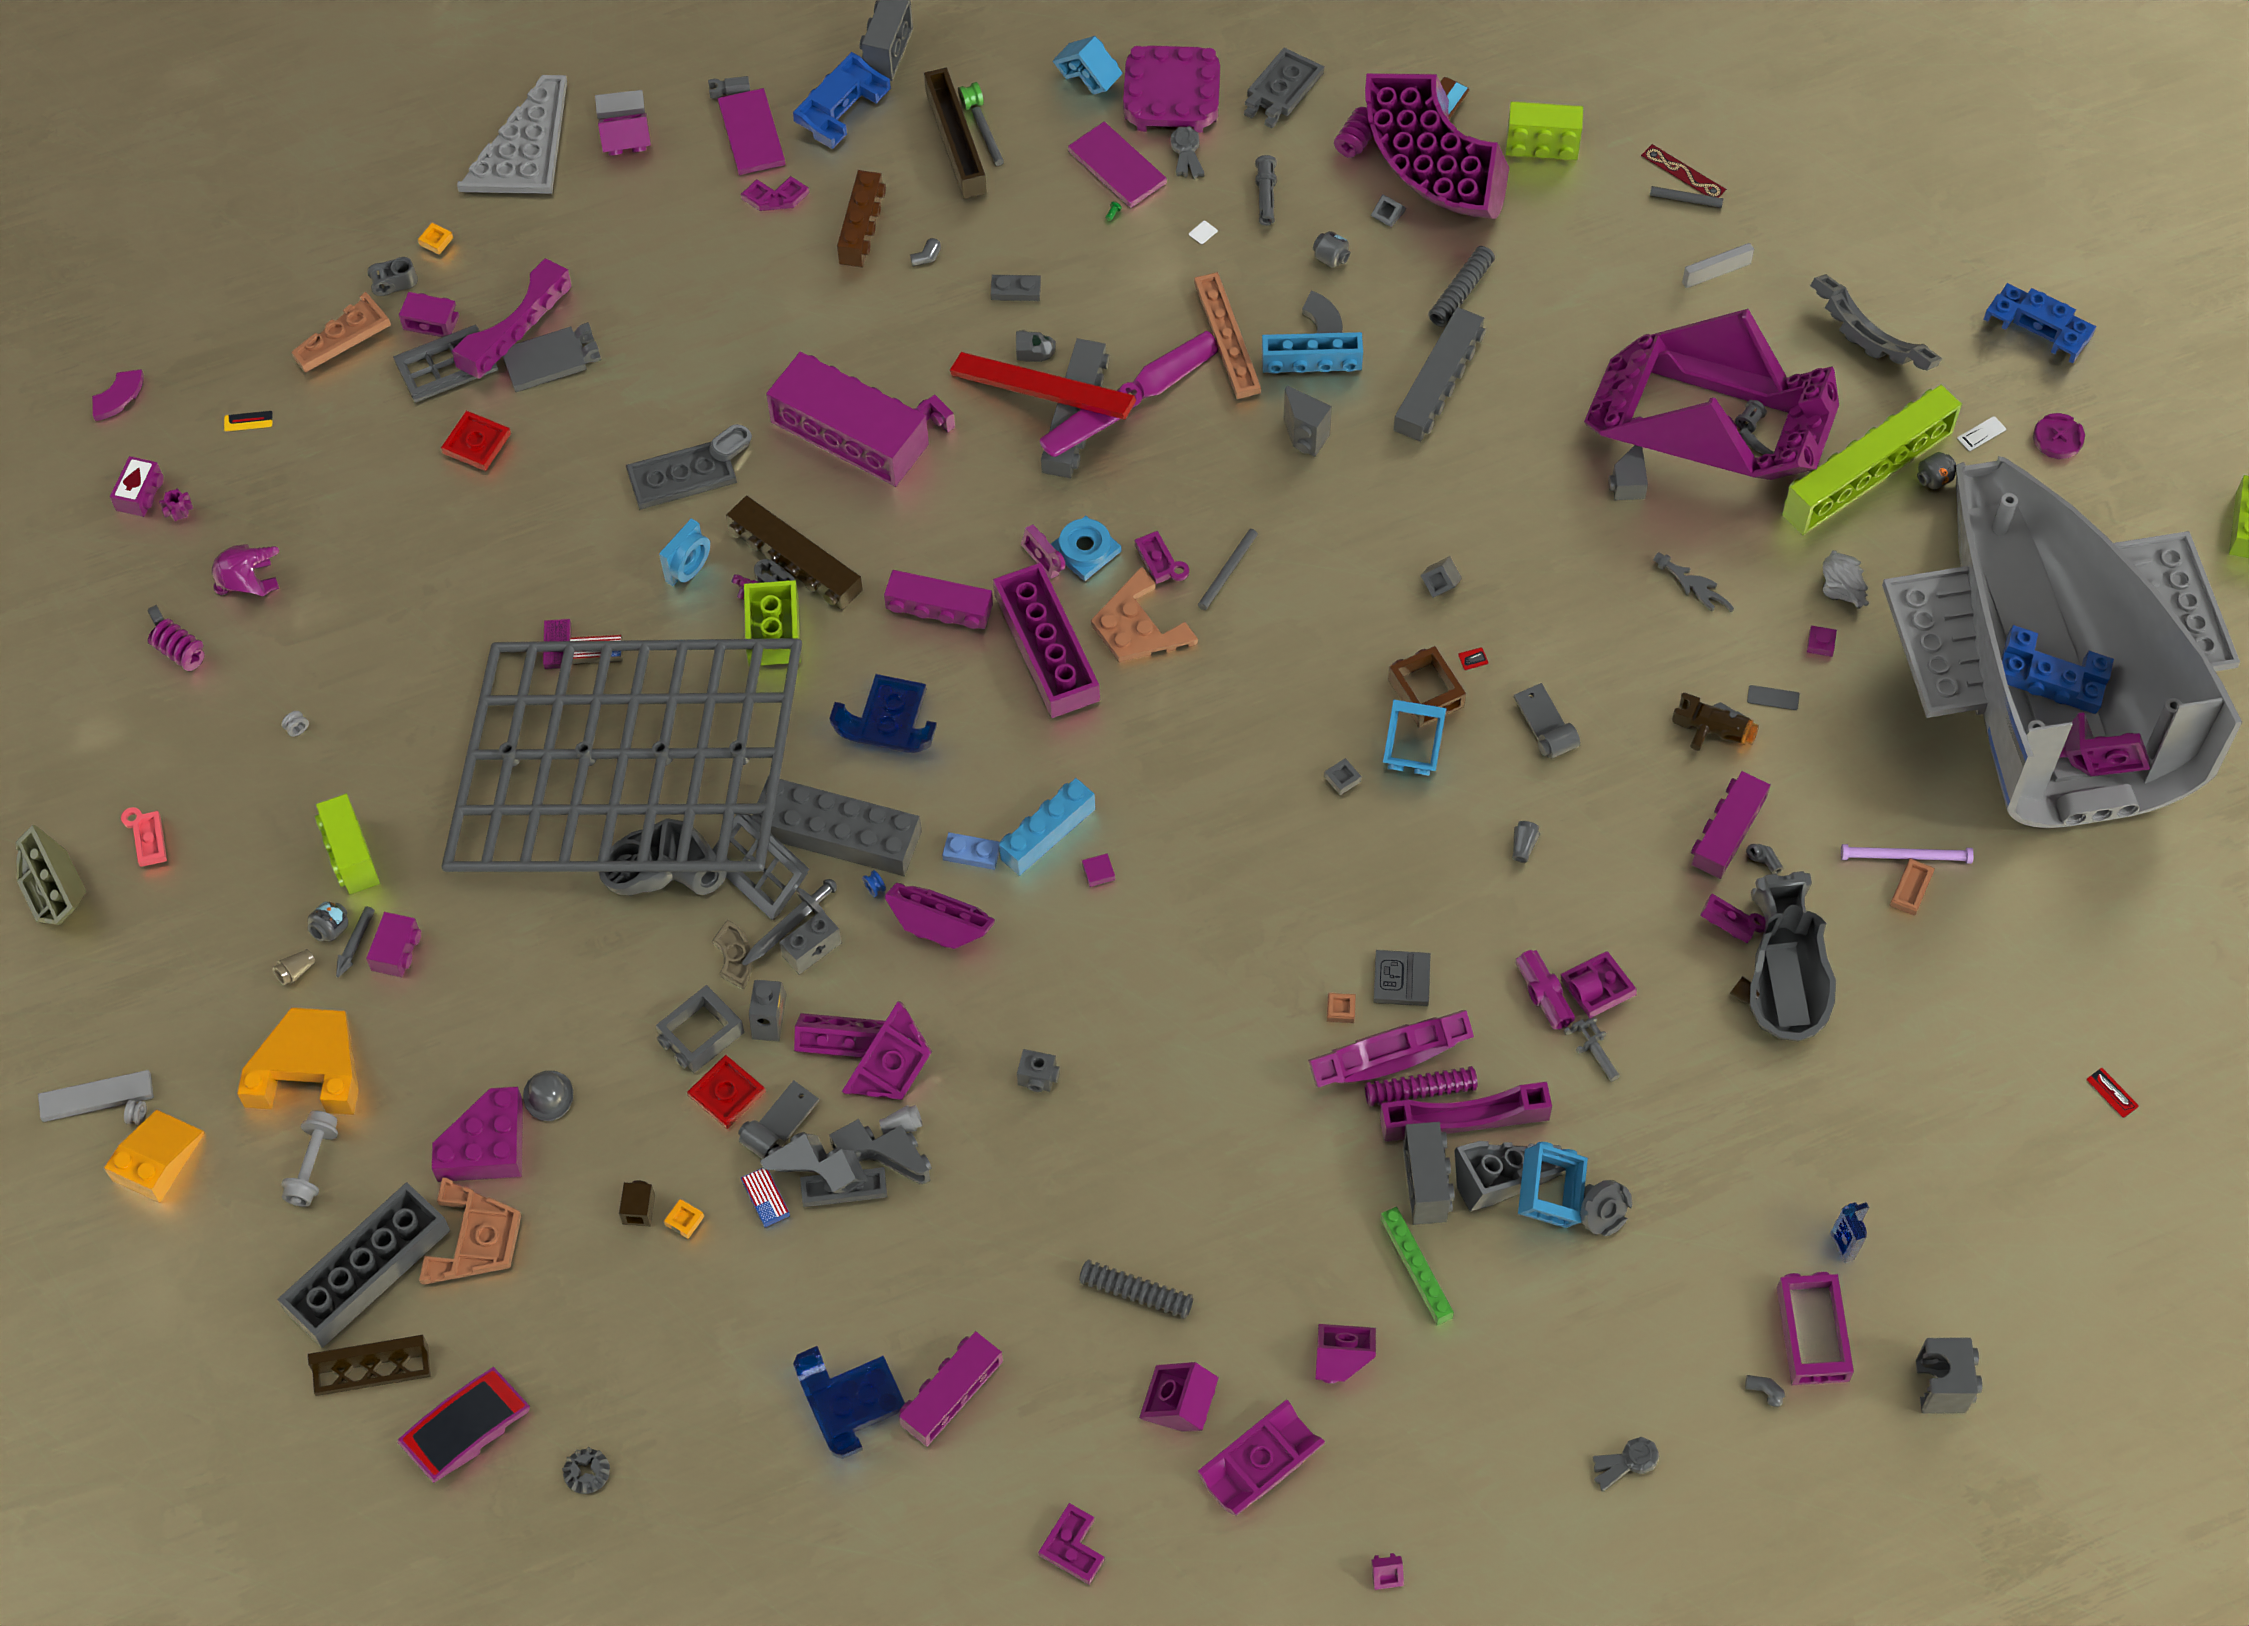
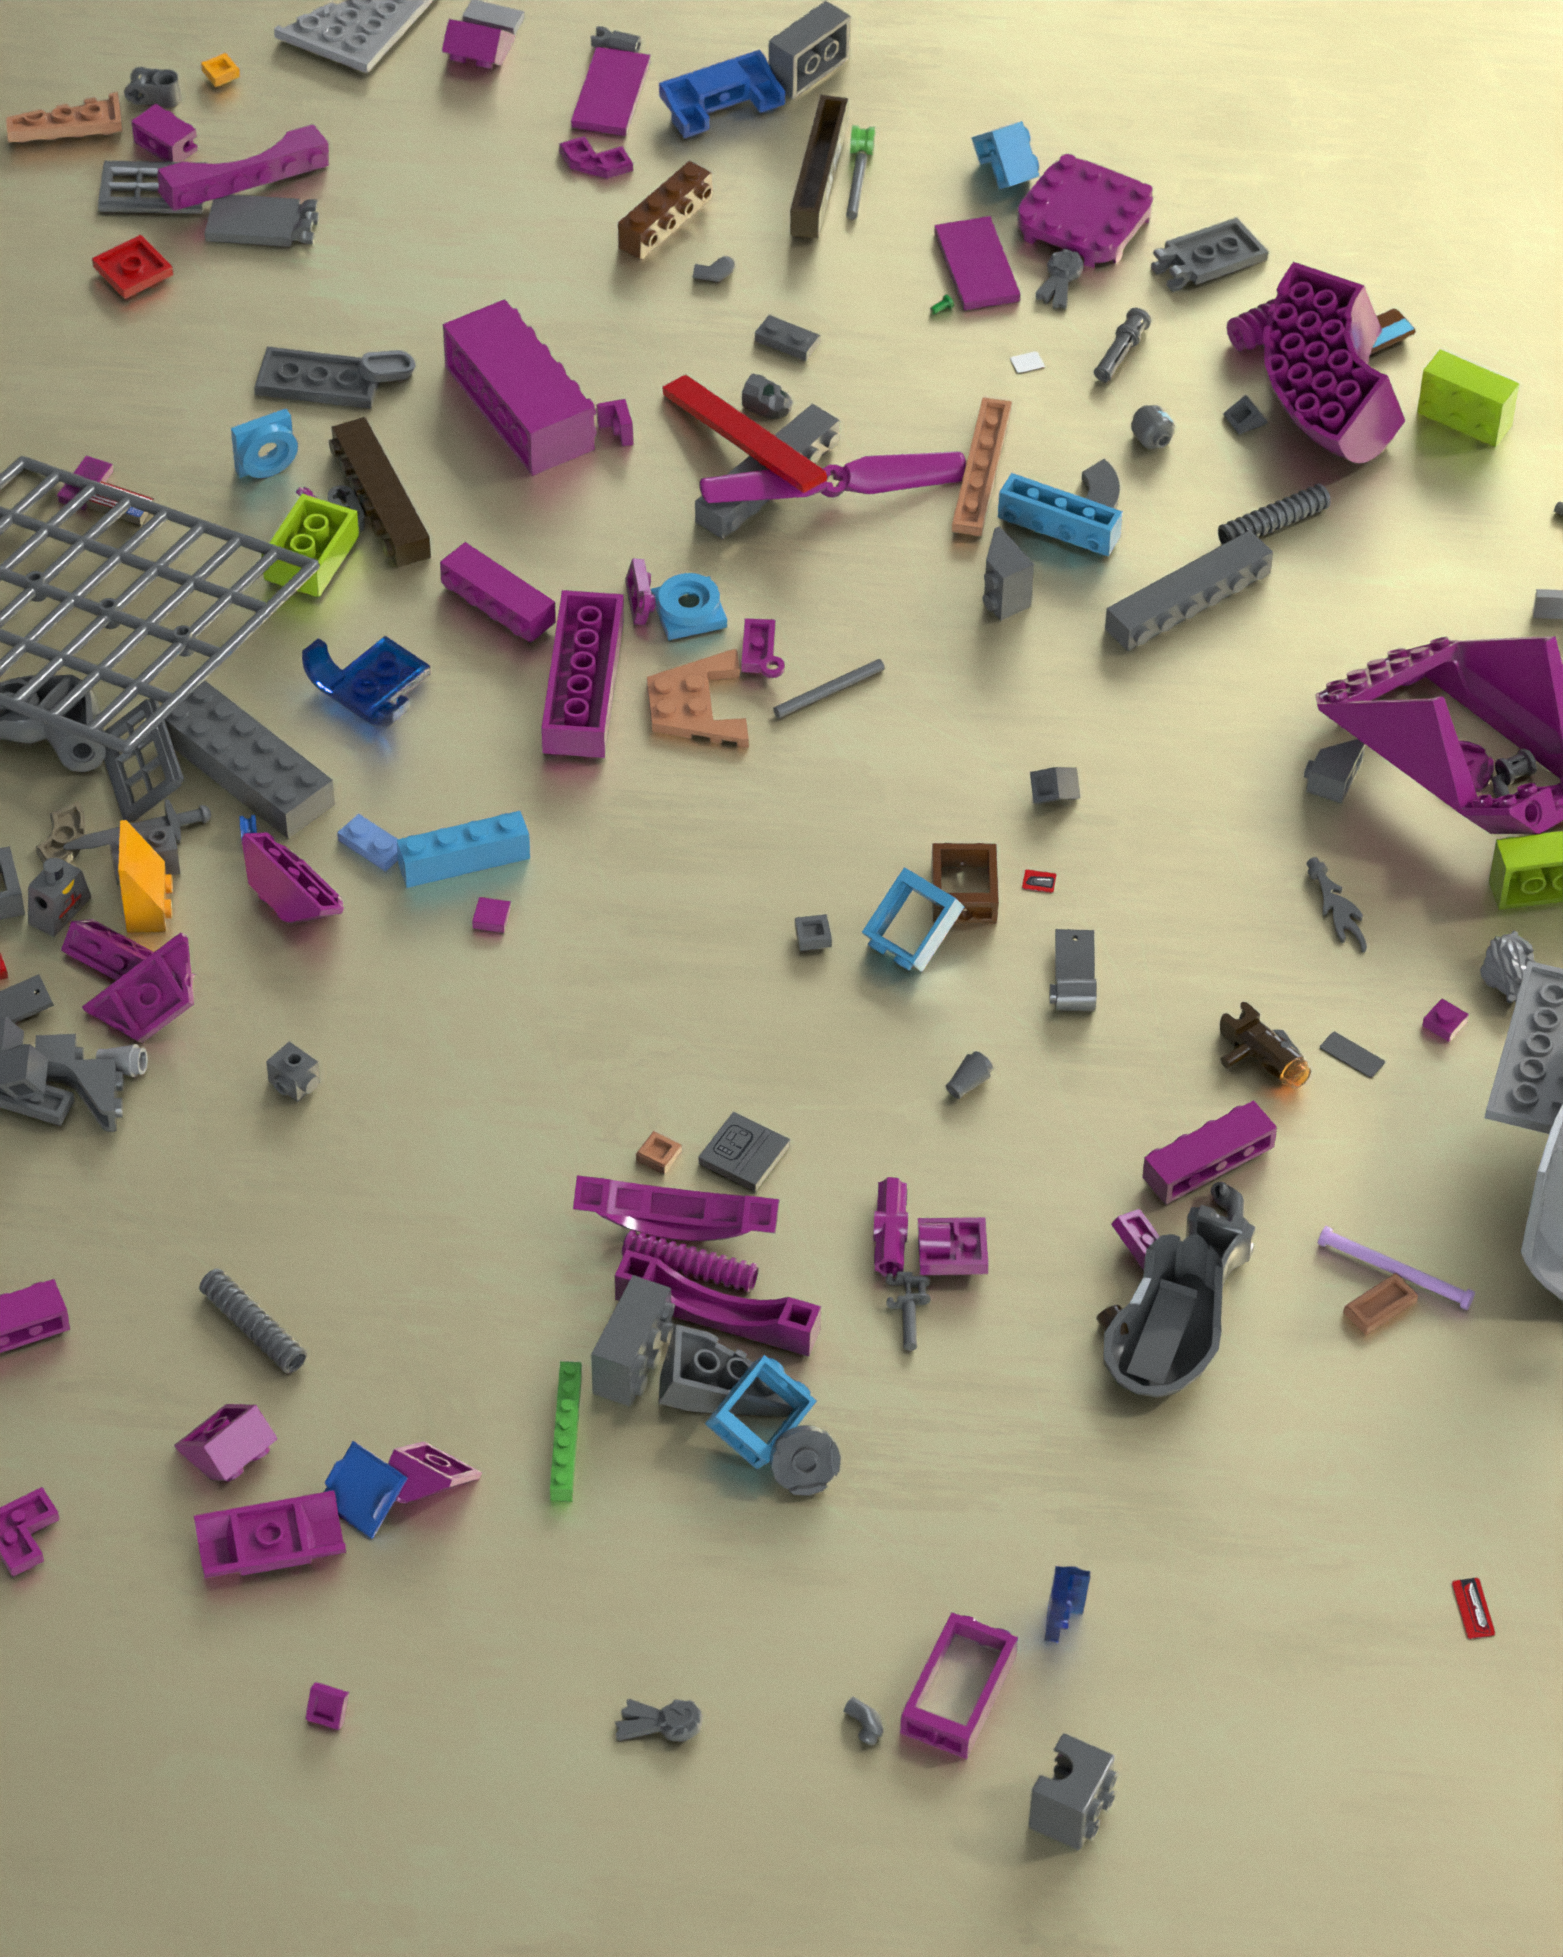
camera: 25 degrees right, 10 degrees down
(830, 970) = (143, 883): none -> light orange slope
(1306, 1385) = (364, 1488): none -> blue piece

